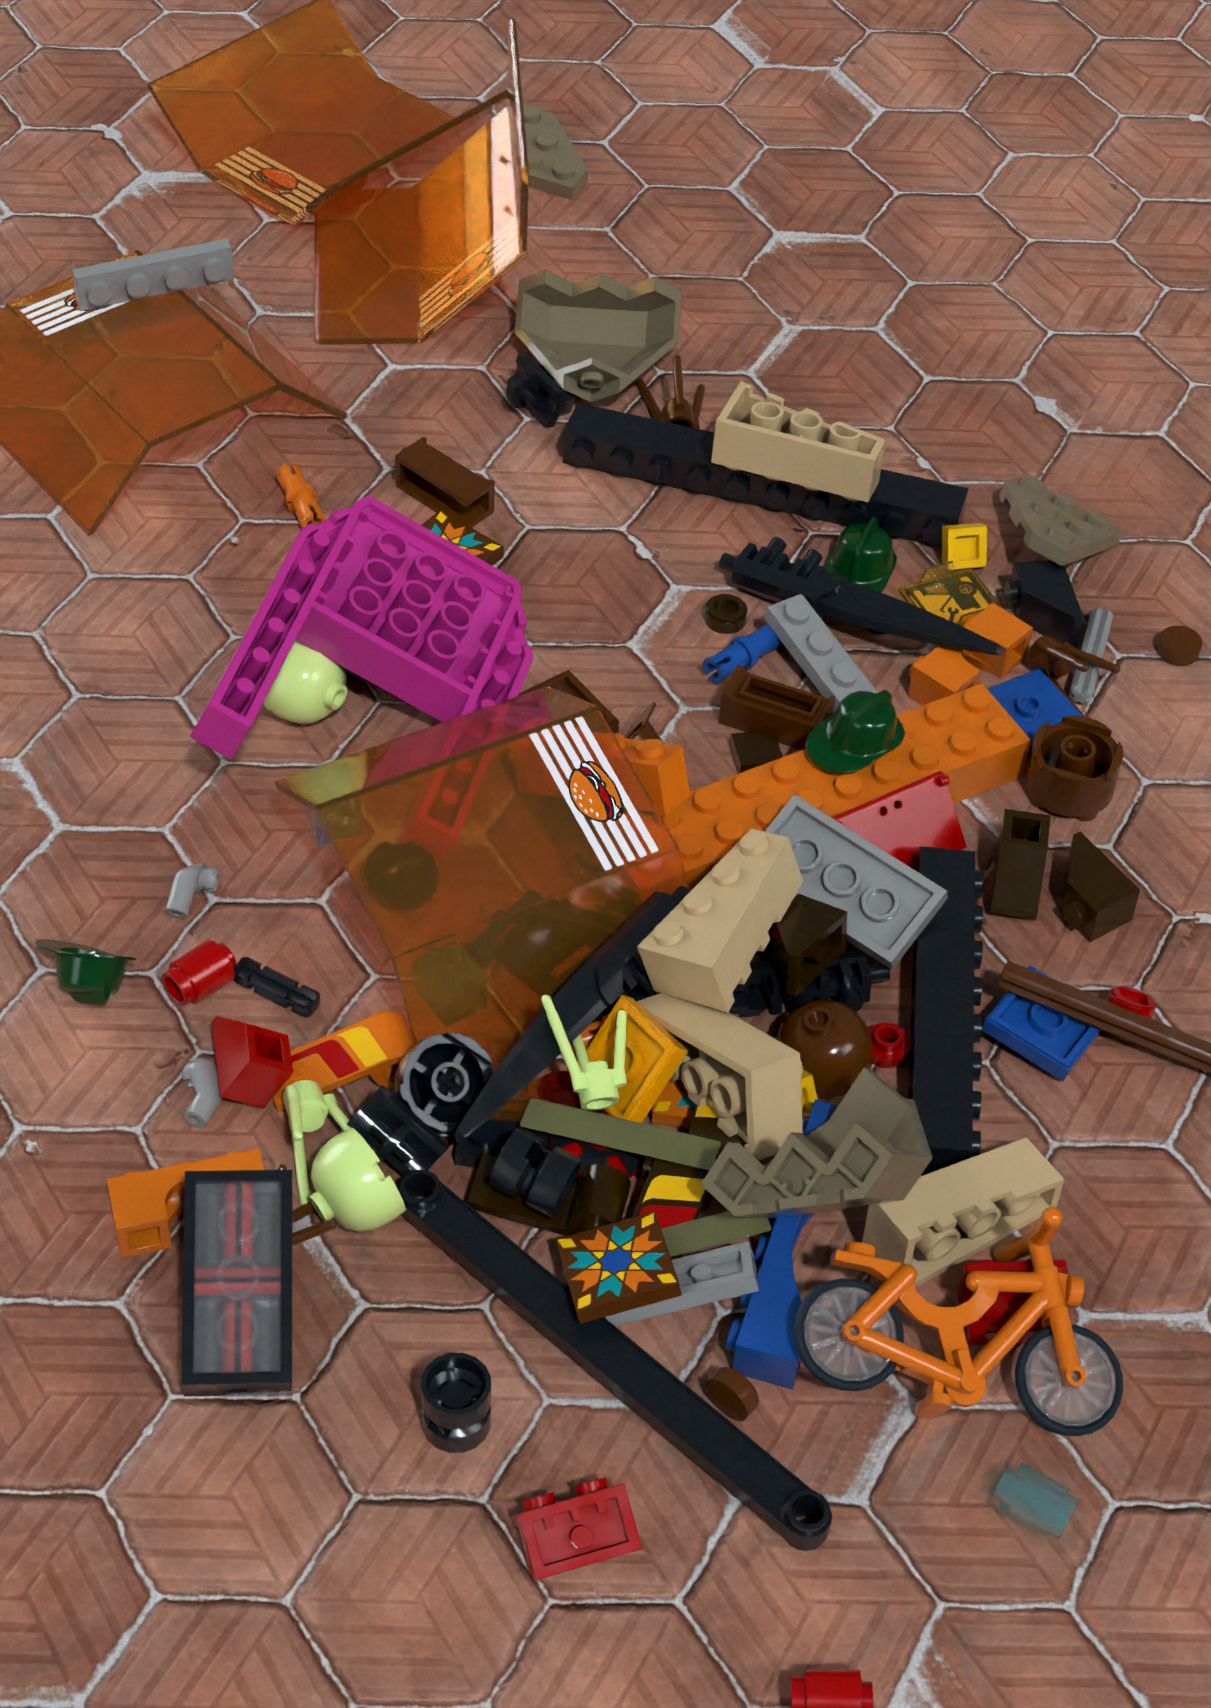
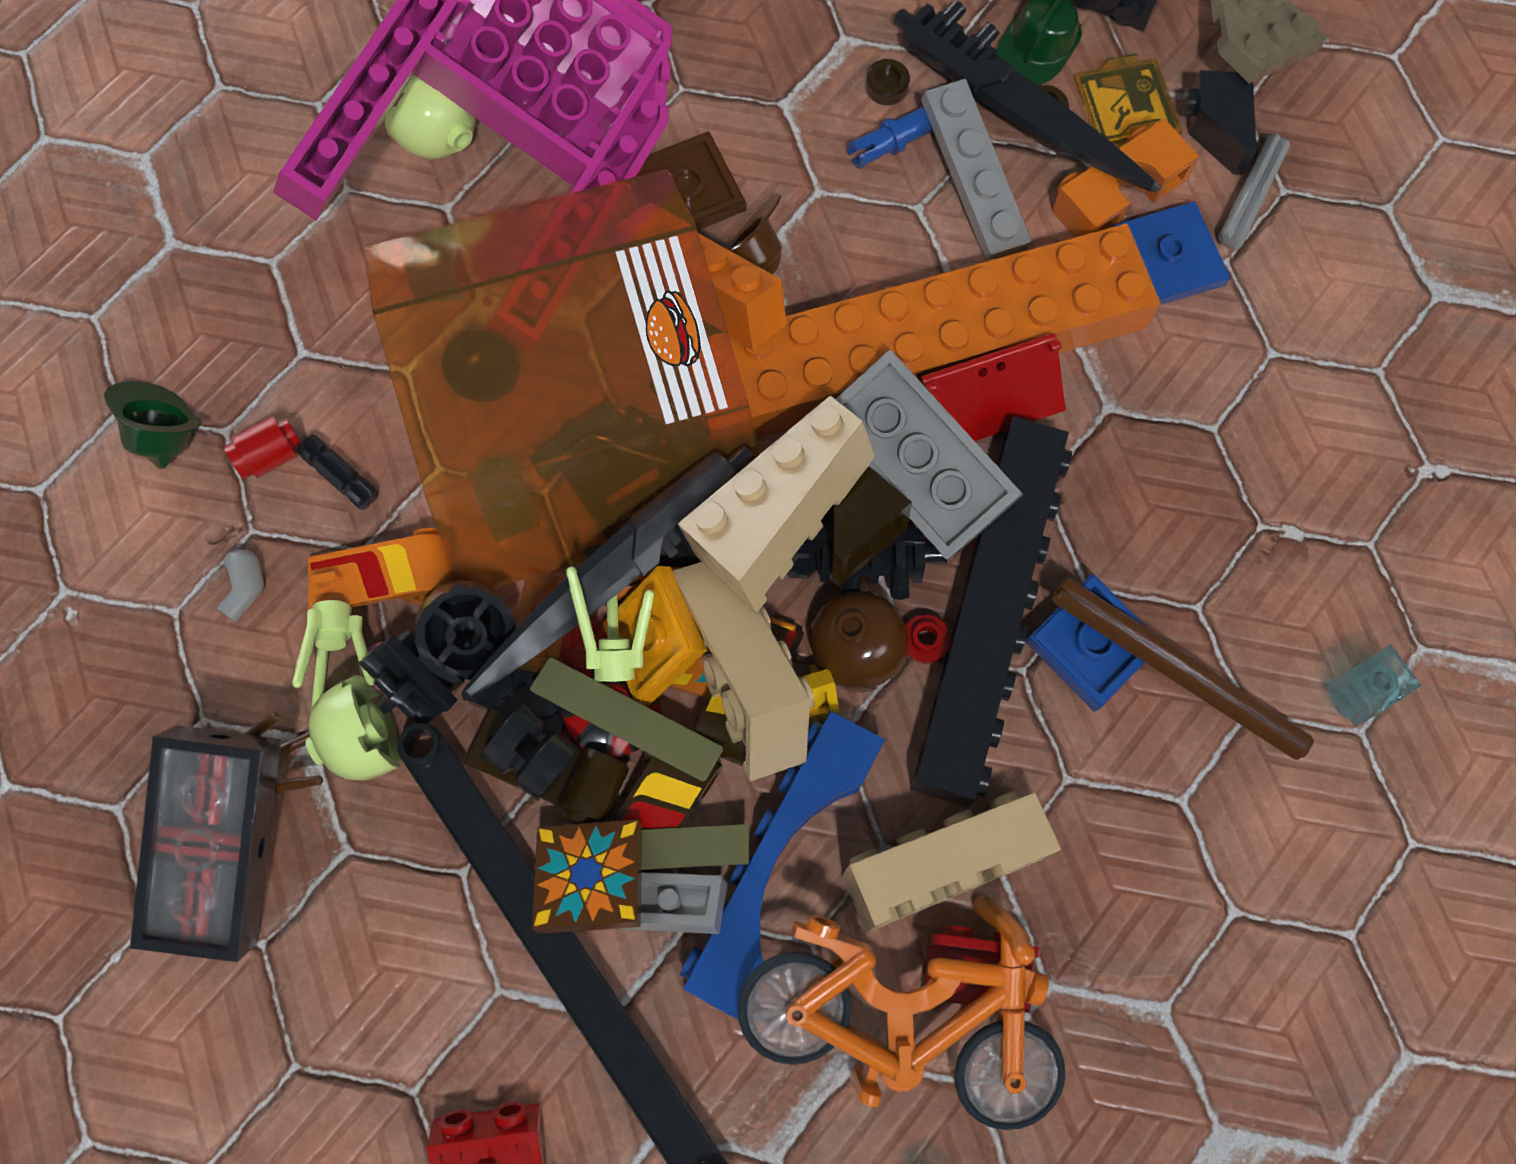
camera: 10 degrees right, 25 degrees up
(151, 1199) = (156, 707): orange arch -> none
(188, 883) = (277, 335): light grey arm -> none
(250, 1061) = (286, 559): red slope -> none
(456, 1402) = (398, 999): black wheel -> none
(732, 1393) = (673, 1030): reddish brown tile -> none
(754, 748) = (878, 260): dark brown tile -> none
(764, 704) = (902, 226): reddish brown window -> none
(856, 733) = (975, 276): dark green piece -> none
(859, 1157) = (823, 828): dark tan panel -> none
(965, 545) = (1154, 35): yellow plate -> none
(1020, 864) = (1113, 449): dark brown slope -> none
(1058, 658) = (1215, 195): reddish brown plant -> none
(1073, 767) = (1199, 337): reddish brown brick -> none
(1095, 891) = (1182, 489): dark brown slope -> none
(1132, 1000) = (1186, 633): red tile -> none
(1179, 645) = (1351, 191): reddish brown tile -> none

